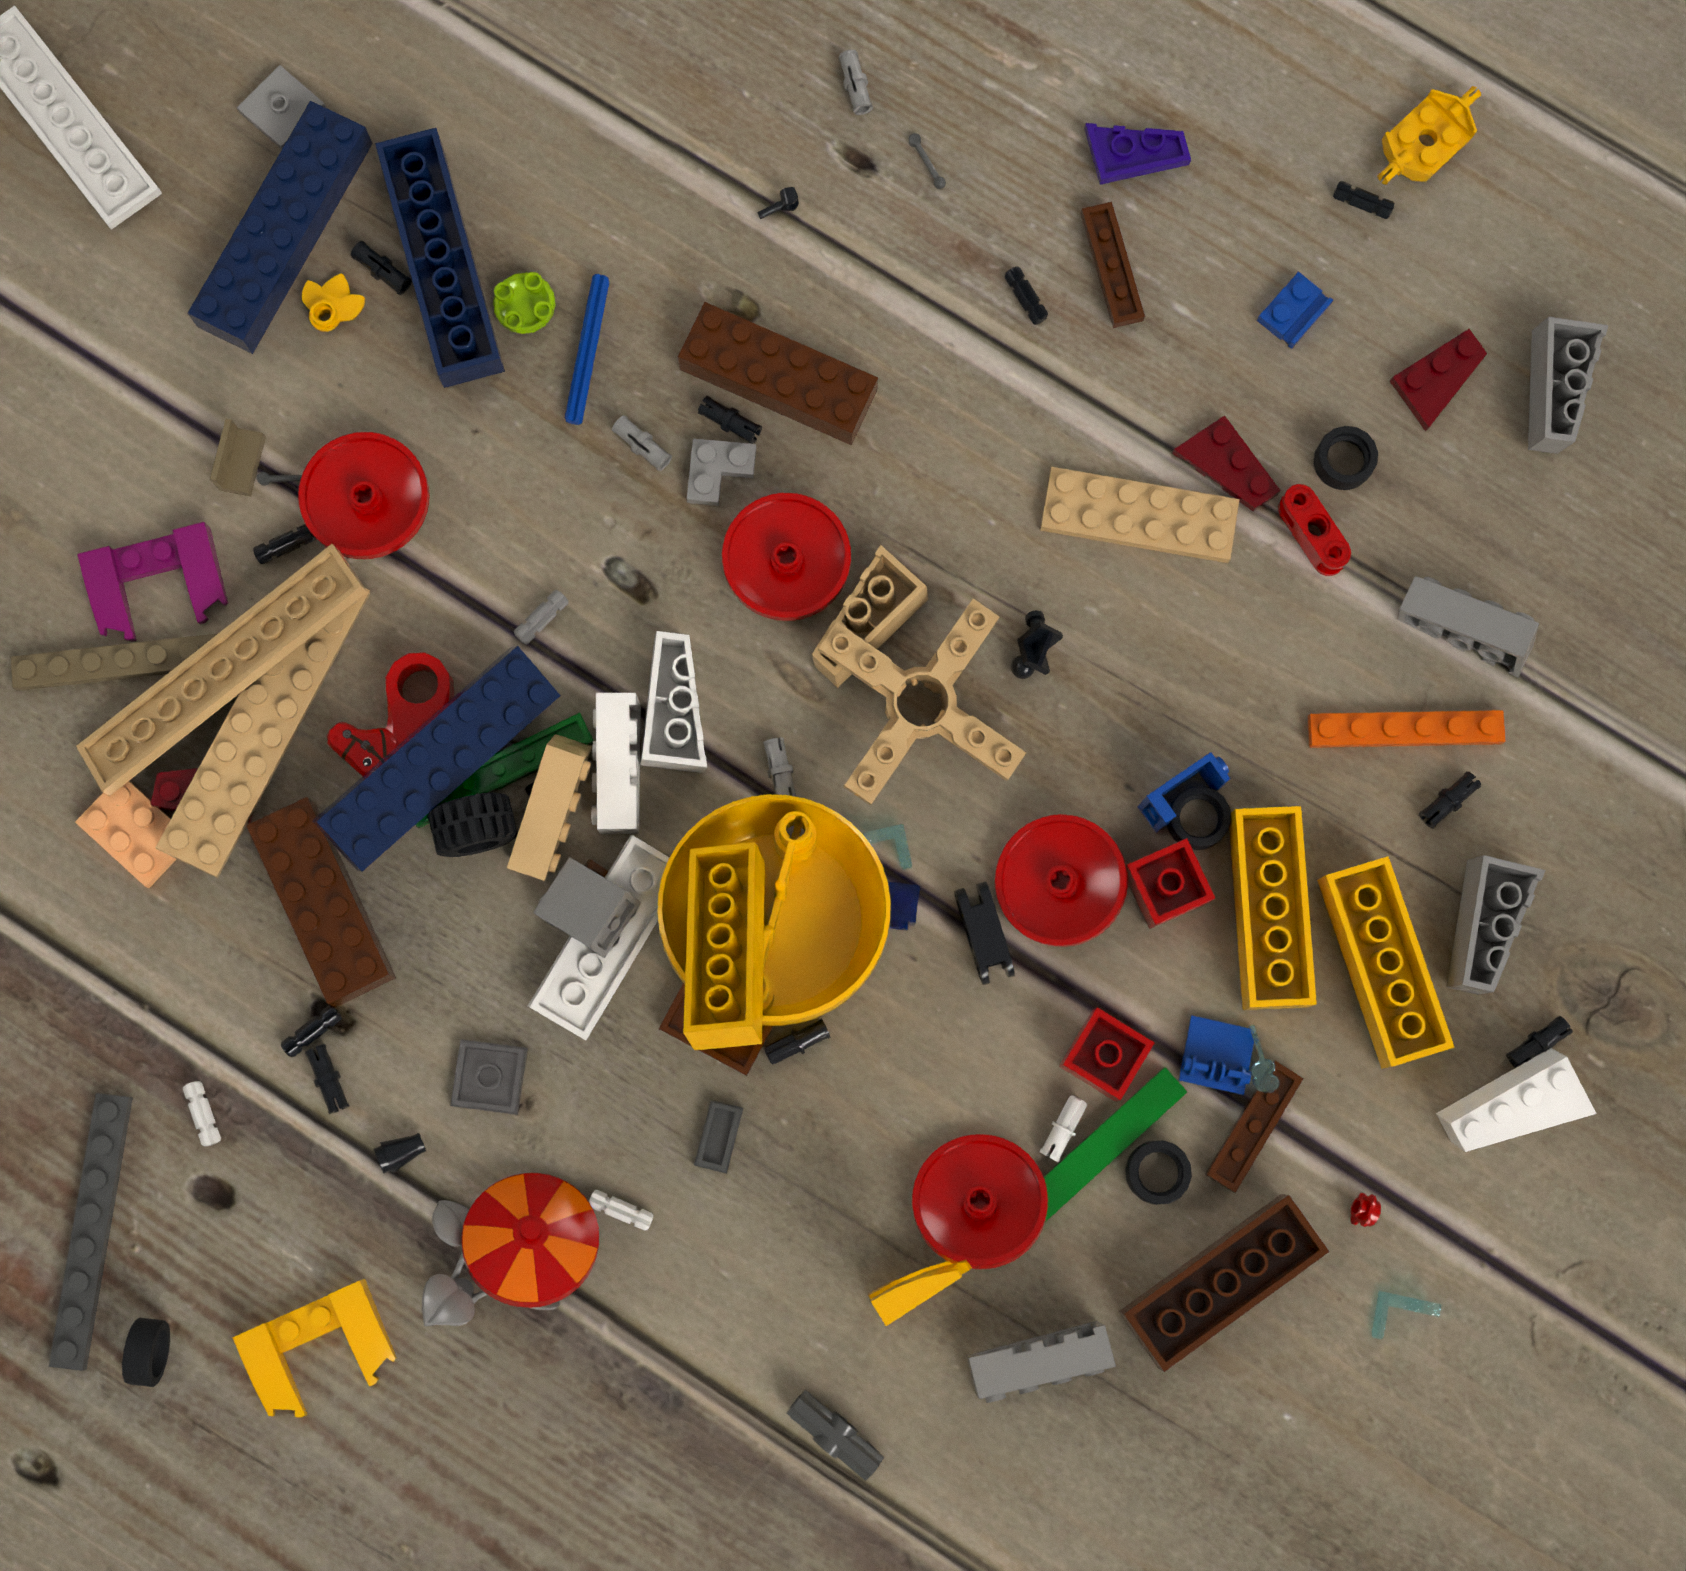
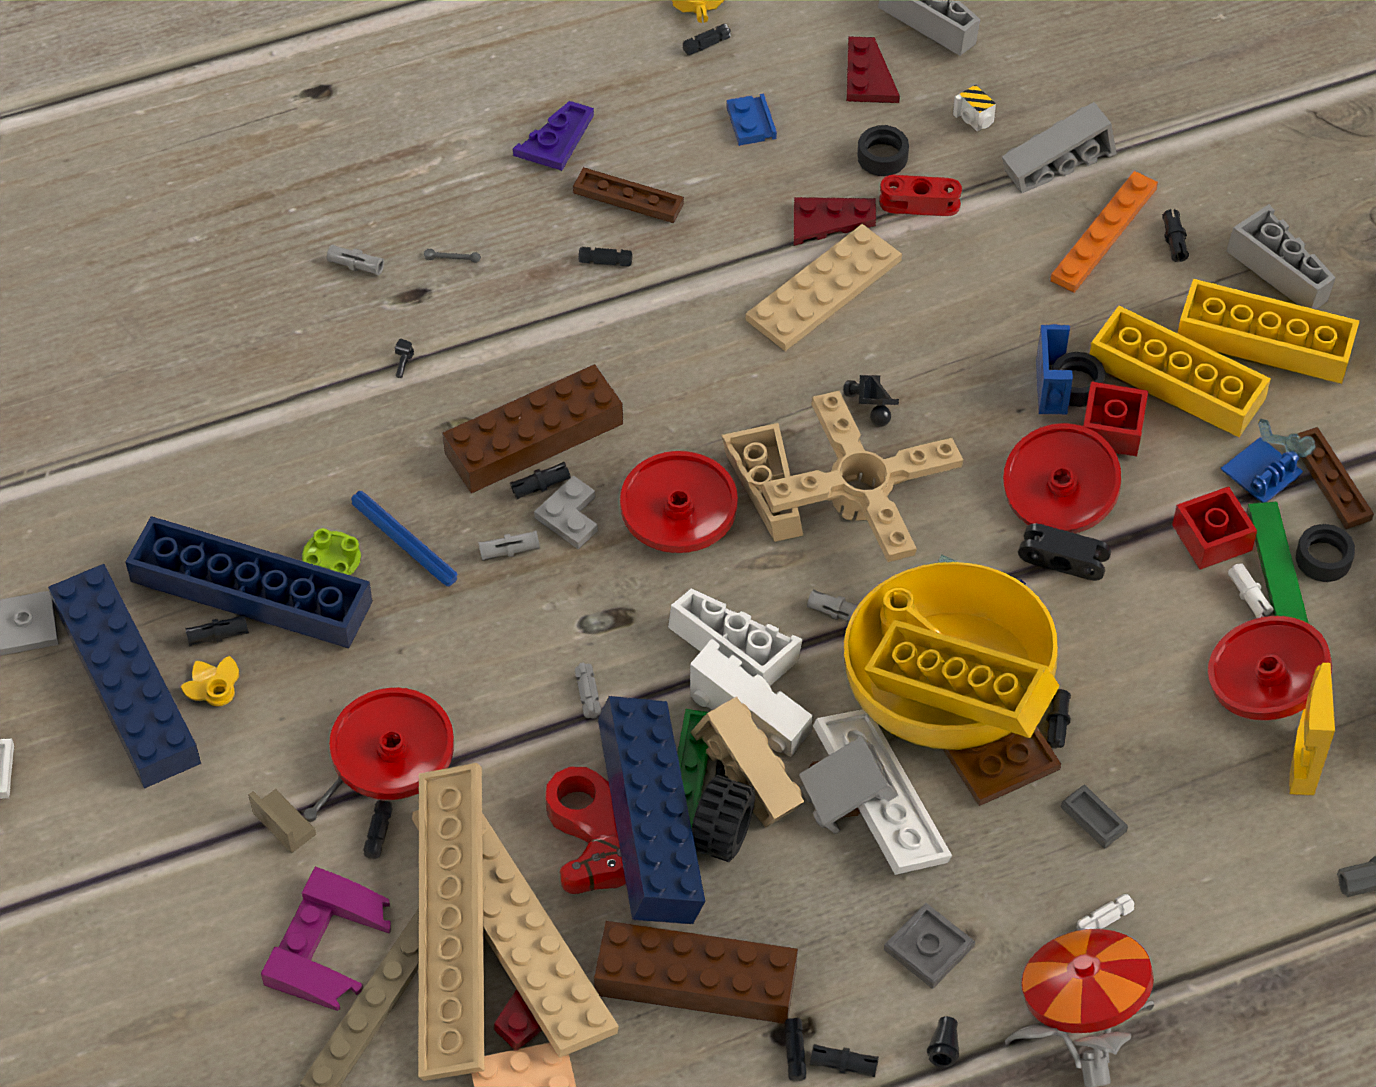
camera: 50 degrees left, 25 degrees down
(1465, 509) = (975, 108): none -> white brick

